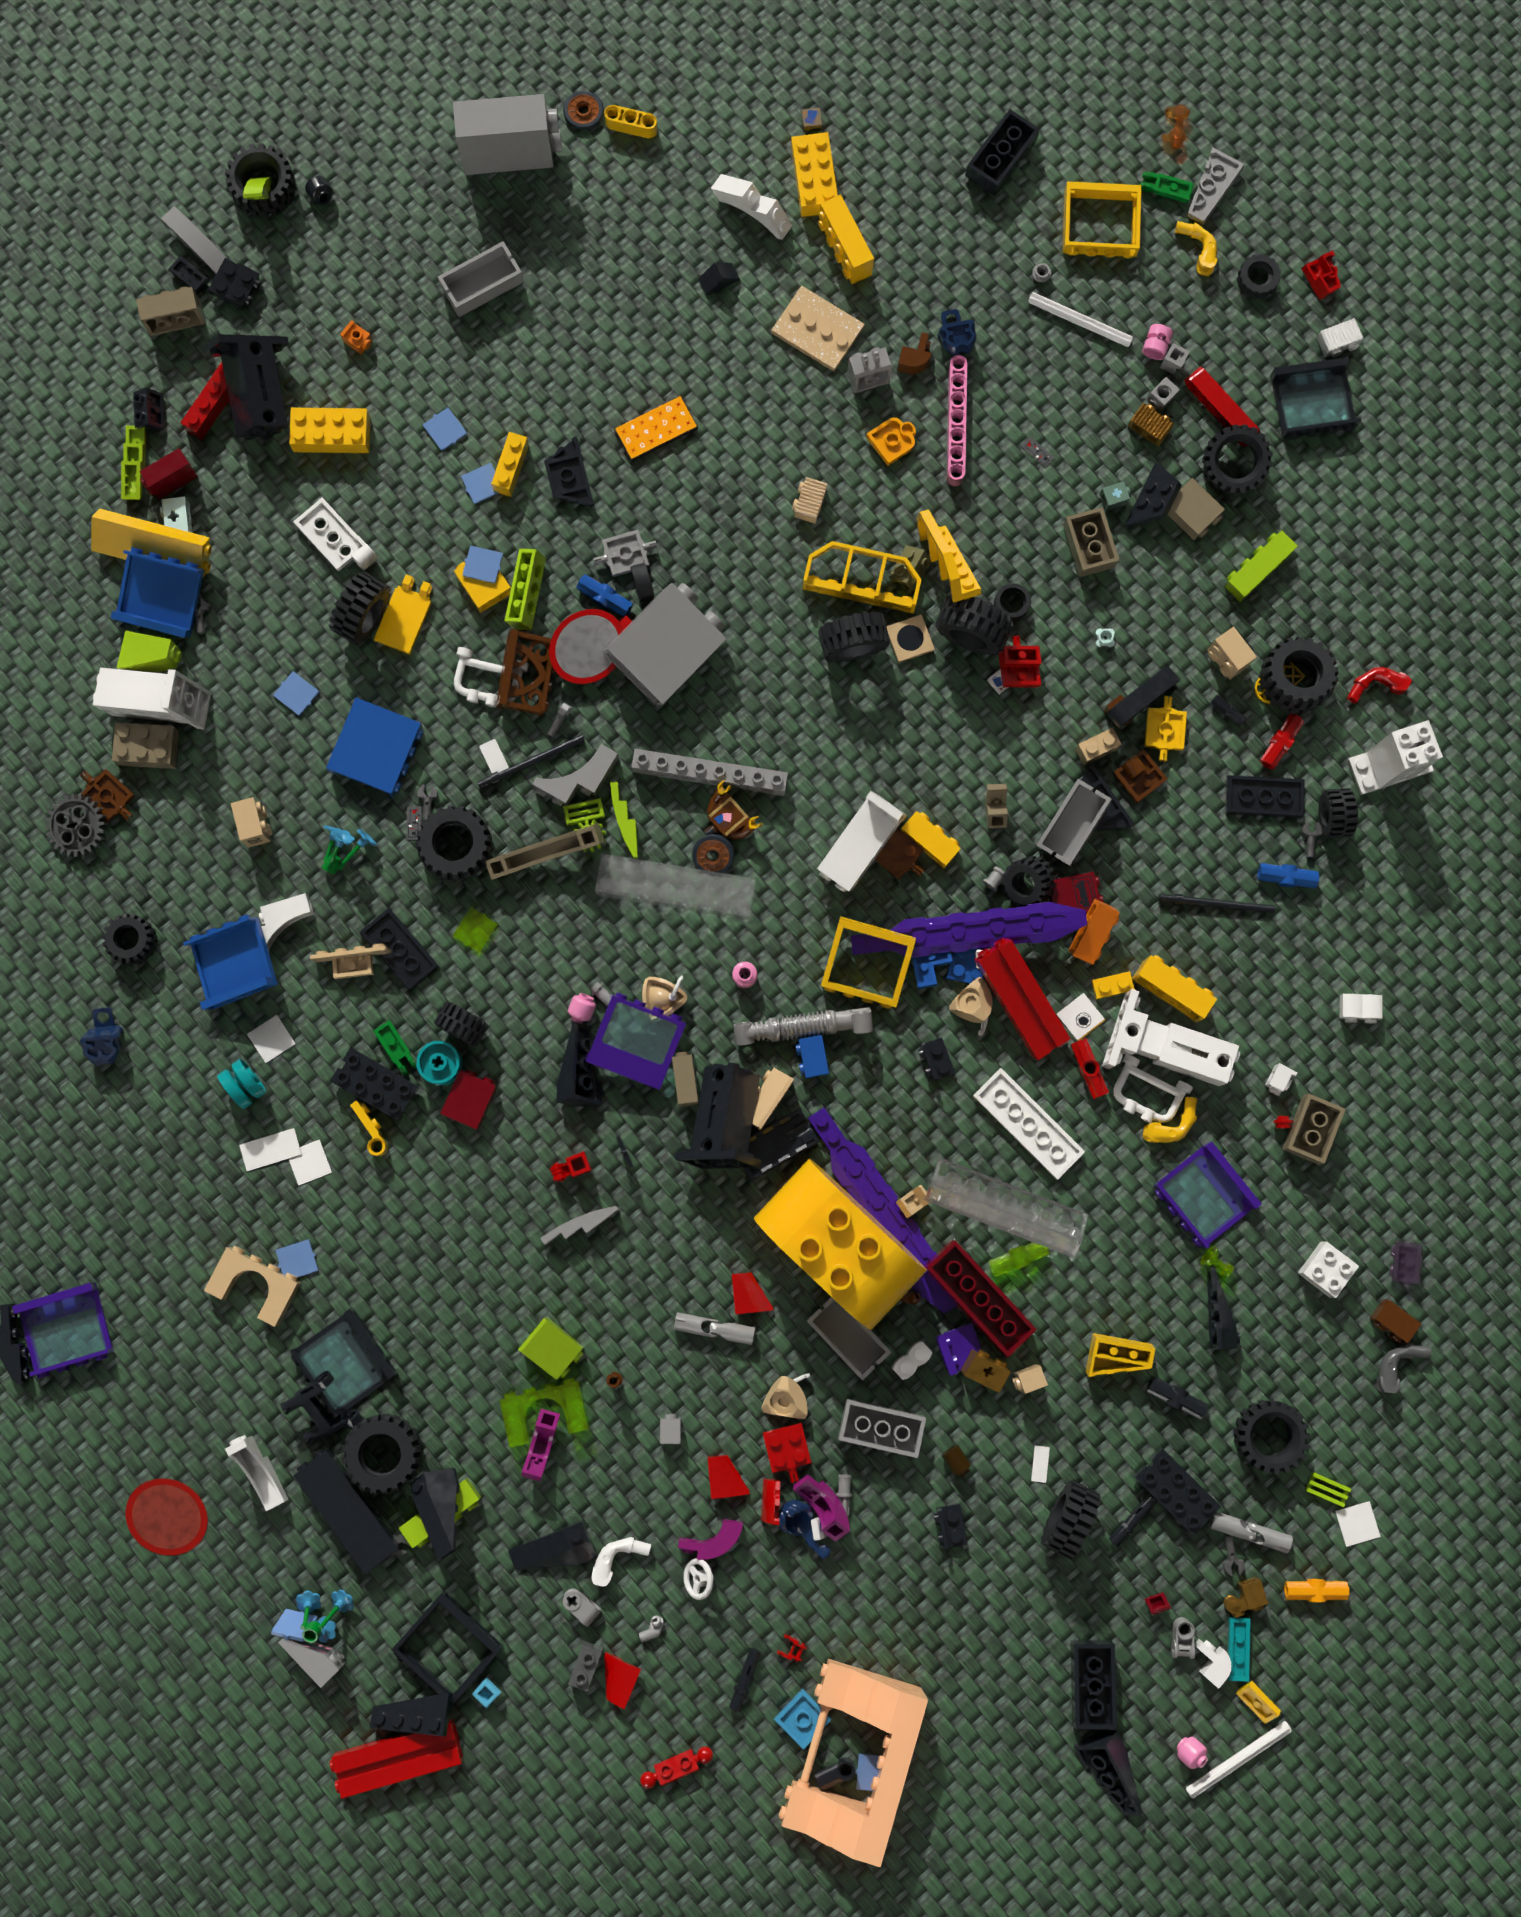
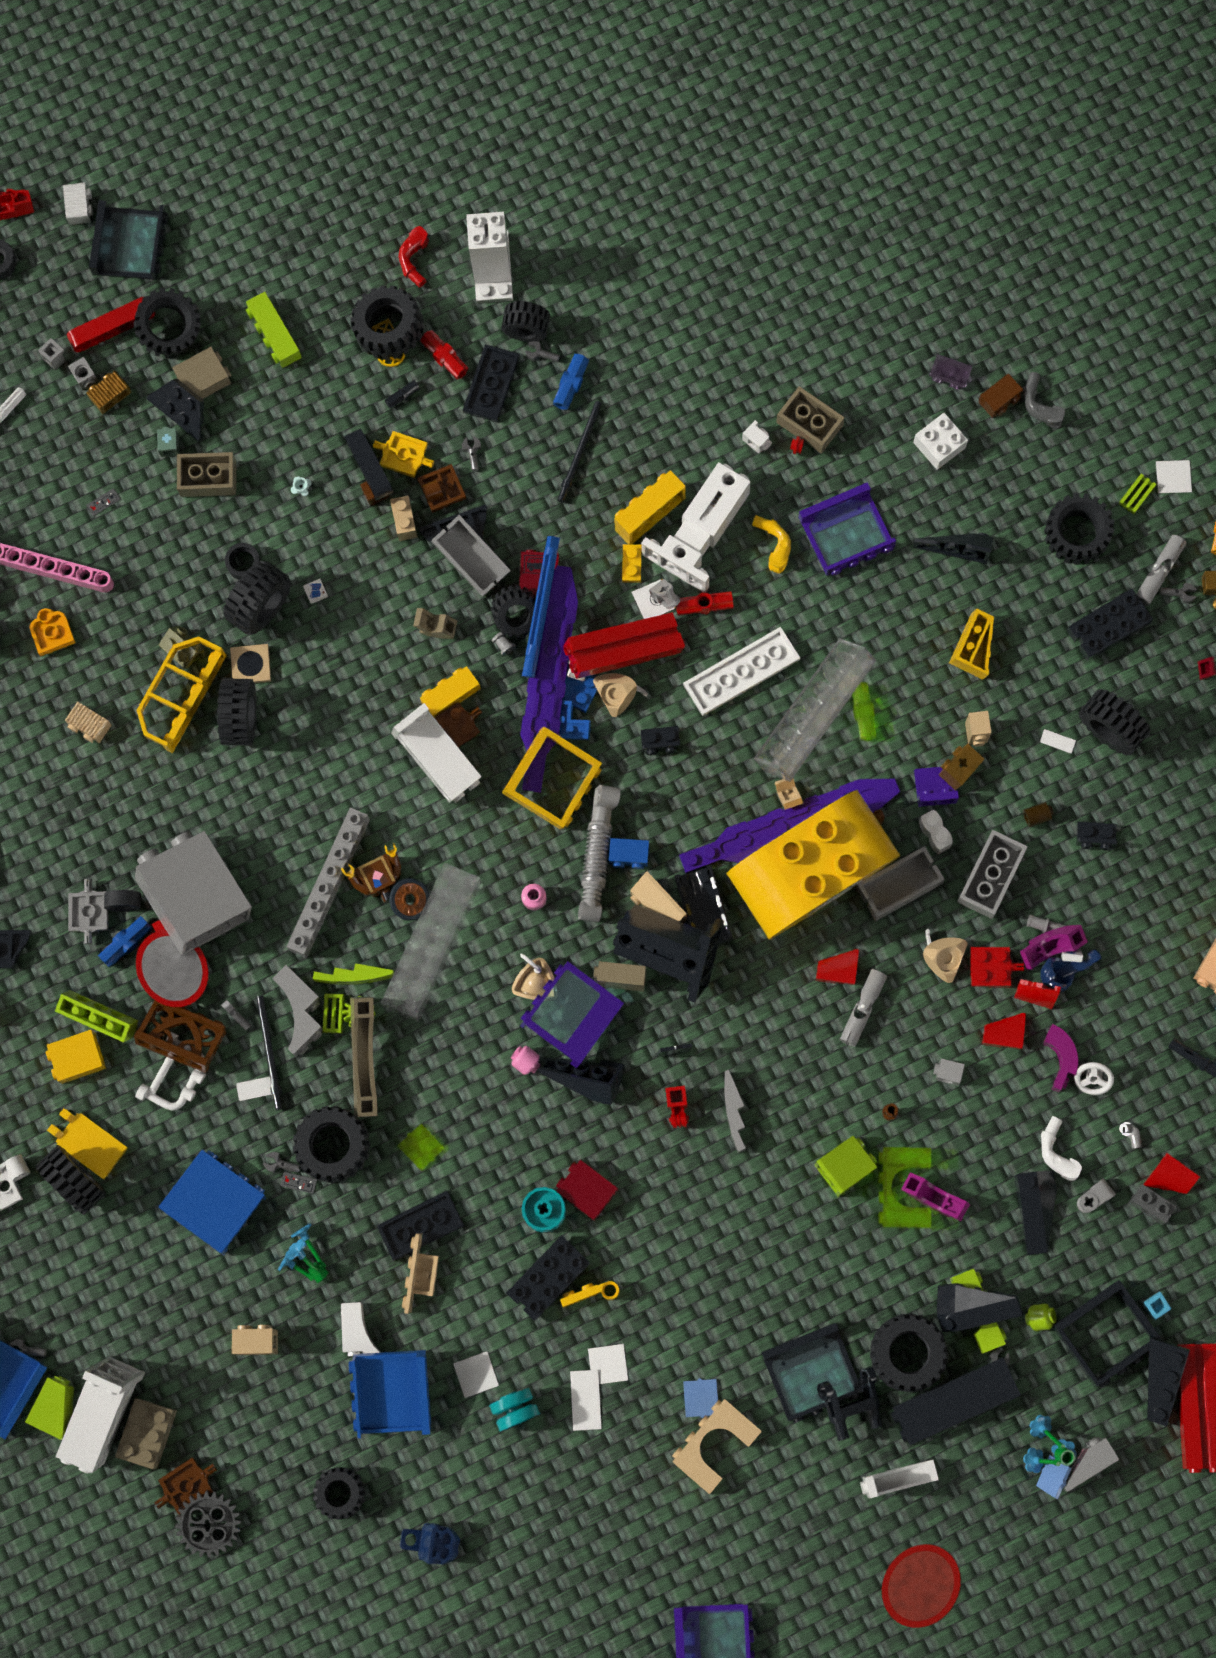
camera: 65 degrees left, 5 degrees down
(296, 693) = (135, 1270): medium blue piece -> none
(394, 1045) = (515, 1251): green hinge -> none
(448, 1577) = (1040, 1317): none -> lime head
(461, 1024) = (511, 1178): black tyre -> none
(482, 564) = (60, 1050): medium blue piece -> none
(600, 992) = (516, 1037): light grey pin -> none
(795, 1643) = (1172, 1004): red piece -> none
(950, 560) = (192, 601): yellow plate -> none
(979, 1298) = (893, 754): dark red brick -> none
(1020, 665) = (306, 568): red plate -> none
(1038, 904) = (540, 606): none -> blue piece
(1087, 1026) = (664, 594): none -> light grey piece
(1092, 936) = (585, 571): orange brick -> none
(1133, 1520) = (1131, 676): black pin -> none
(1147, 1114) = (748, 575): white bar -> none
(1157, 342) = (29, 364): bright pink wheel -> none
(1177, 1397) = (1025, 603): black piece -> none
(1186, 797) = (472, 452): none -> flat silver bar
(1211, 1257) = (905, 540): clear neon green piece -> none
(1231, 653) = (349, 376): tan brick -> none
(1360, 1006) = (709, 349): white brick -> none

